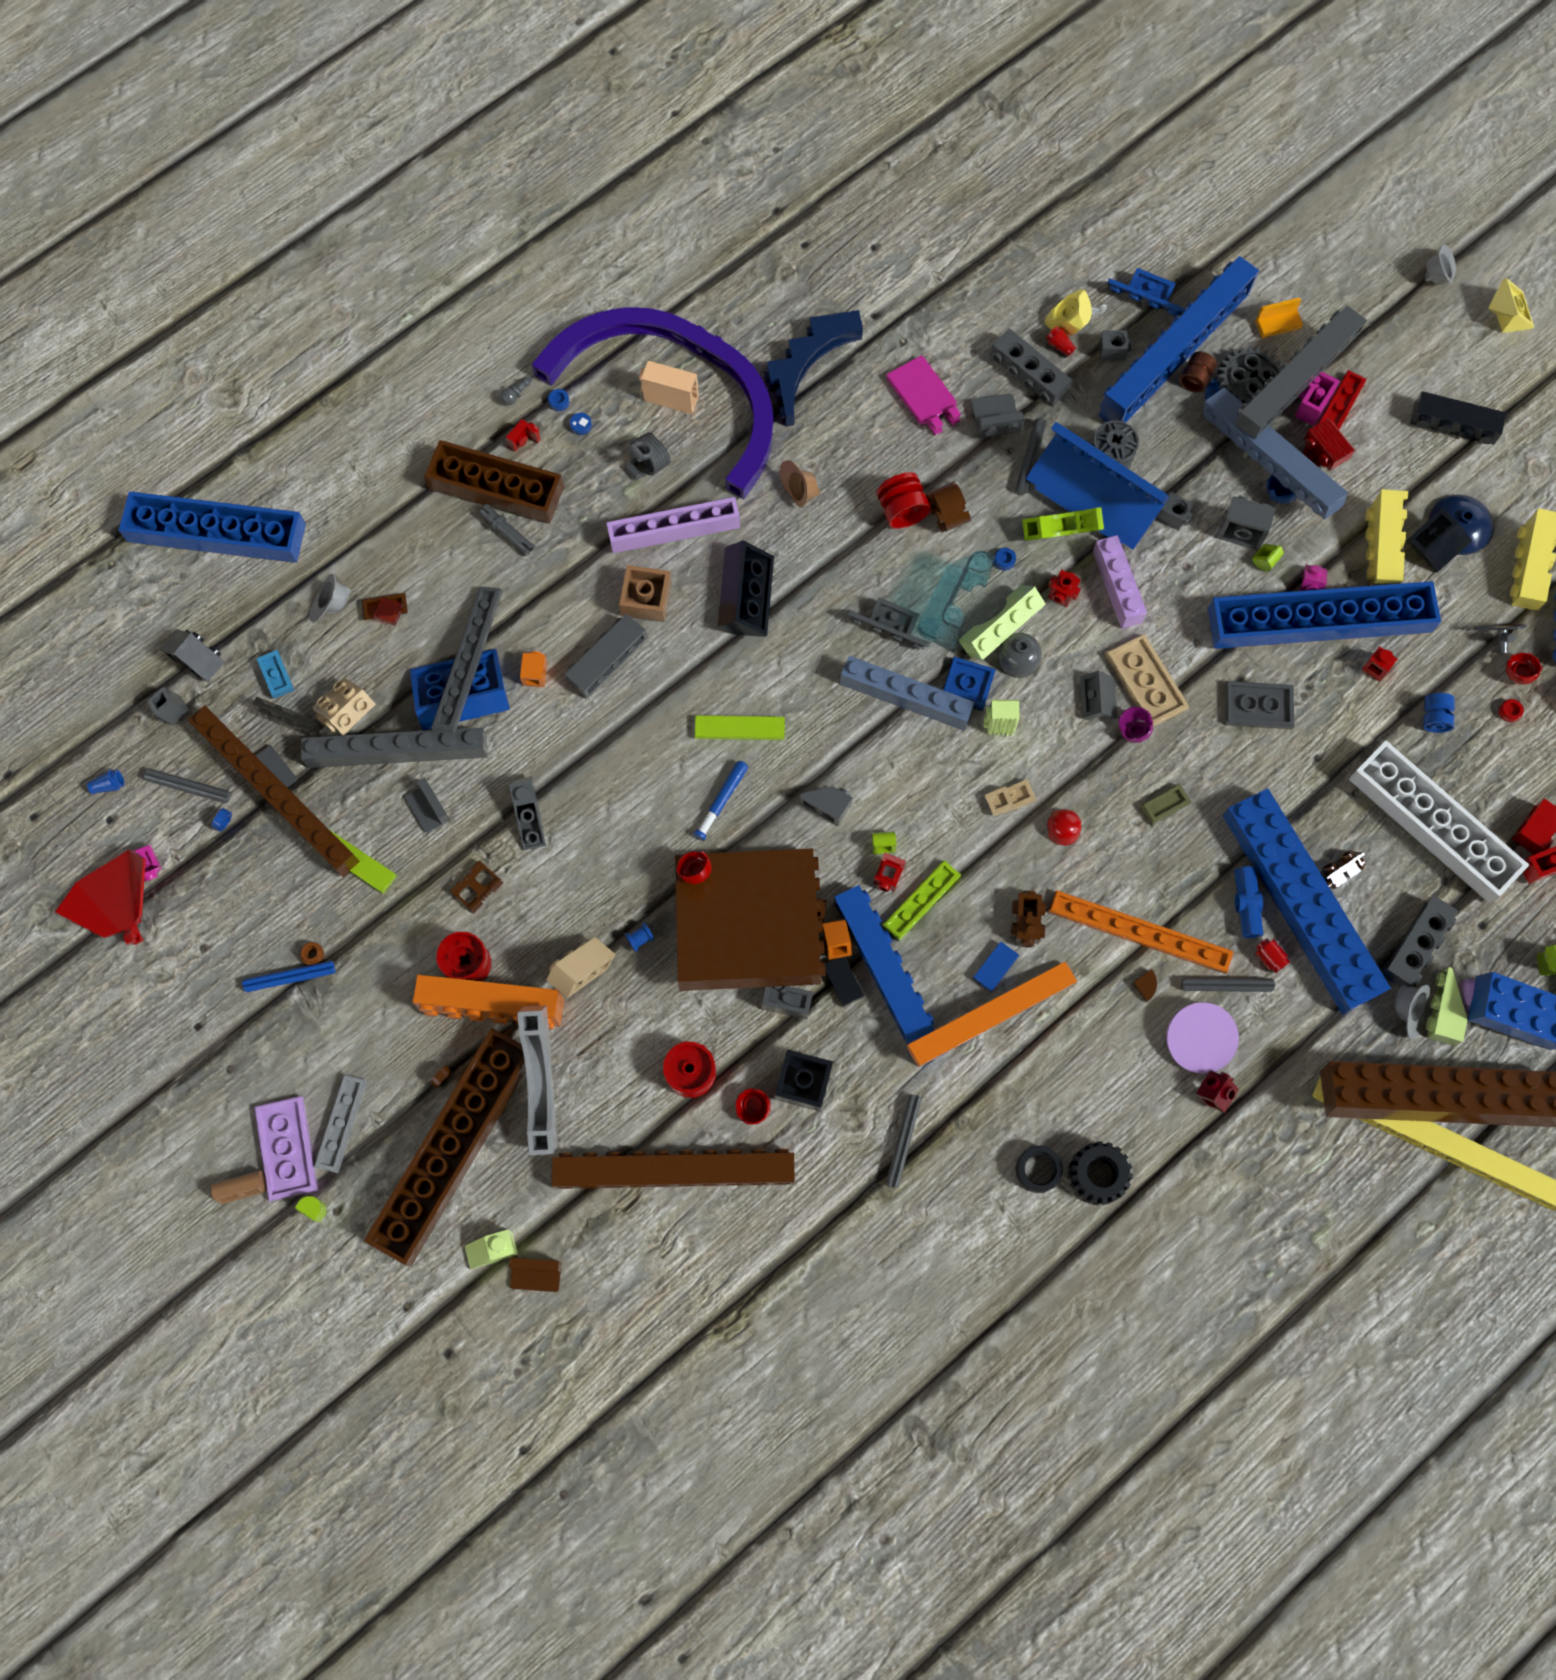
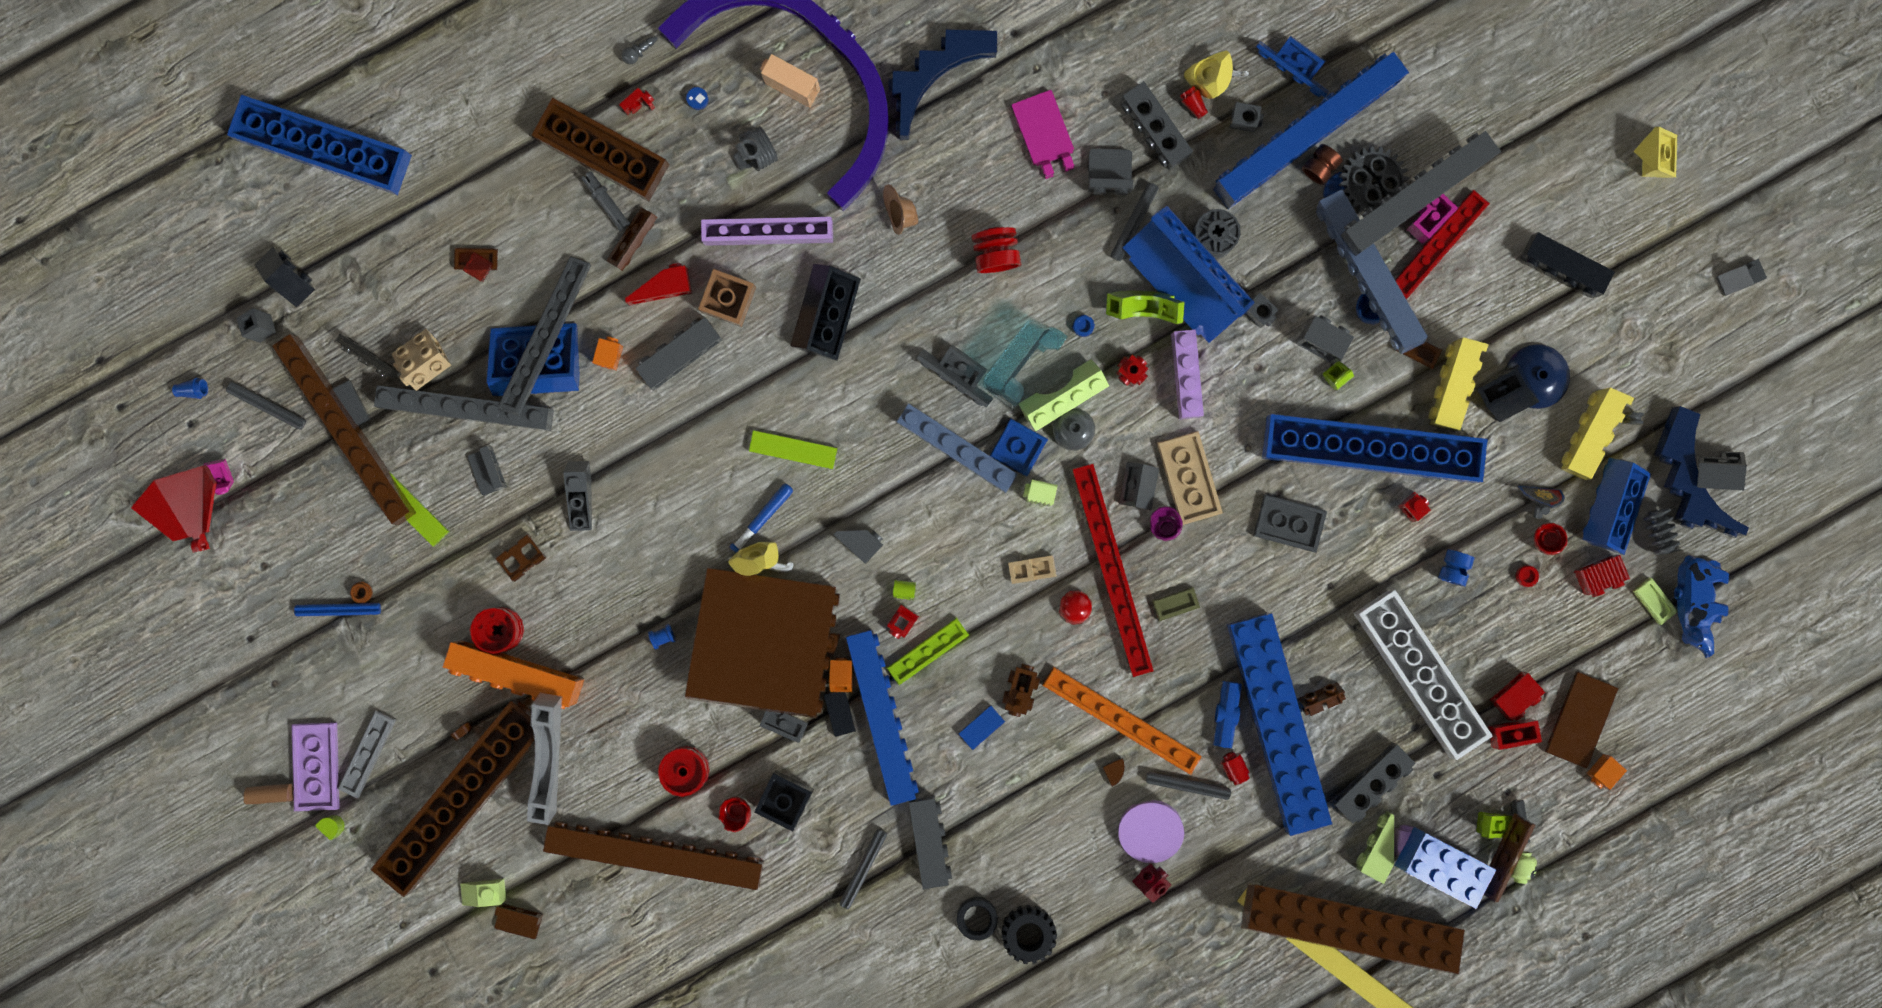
camera: 15 degrees right, 15 degrees up
(222, 819) = (294, 447): blue tile -> none
(275, 674) = (362, 310): dark azure plate -> none
(329, 599) = (423, 242): light grey piece -> none
(539, 558) = (632, 239): none -> reddish brown plate
(558, 400) = (680, 67): blue tile -> none
(579, 595) = (664, 285): none -> red slope
(580, 966) = (600, 659): tan brick -> none
(694, 867) = (720, 588): red hair -> none
(724, 835) = (758, 557): none -> light yellow hat
(948, 506) = (1039, 265): reddish brown brick -> none
(968, 1096) = (928, 842): none -> dark grey brick
(991, 1014) = (966, 773): orange tile -> none
(1094, 783) = (1112, 570): none -> red plate
(1279, 318) = (1420, 120): light orange panel -> none
(1313, 578) = (1375, 409): dark pink bracket -> none
(1328, 444) = (1429, 271): red brick -> none
(1341, 521) = (1425, 354): none -> reddish brown tile
(1411, 1007) = (1348, 842): light grey piece -> none
(1441, 267) = (1601, 94): light grey piece -> none

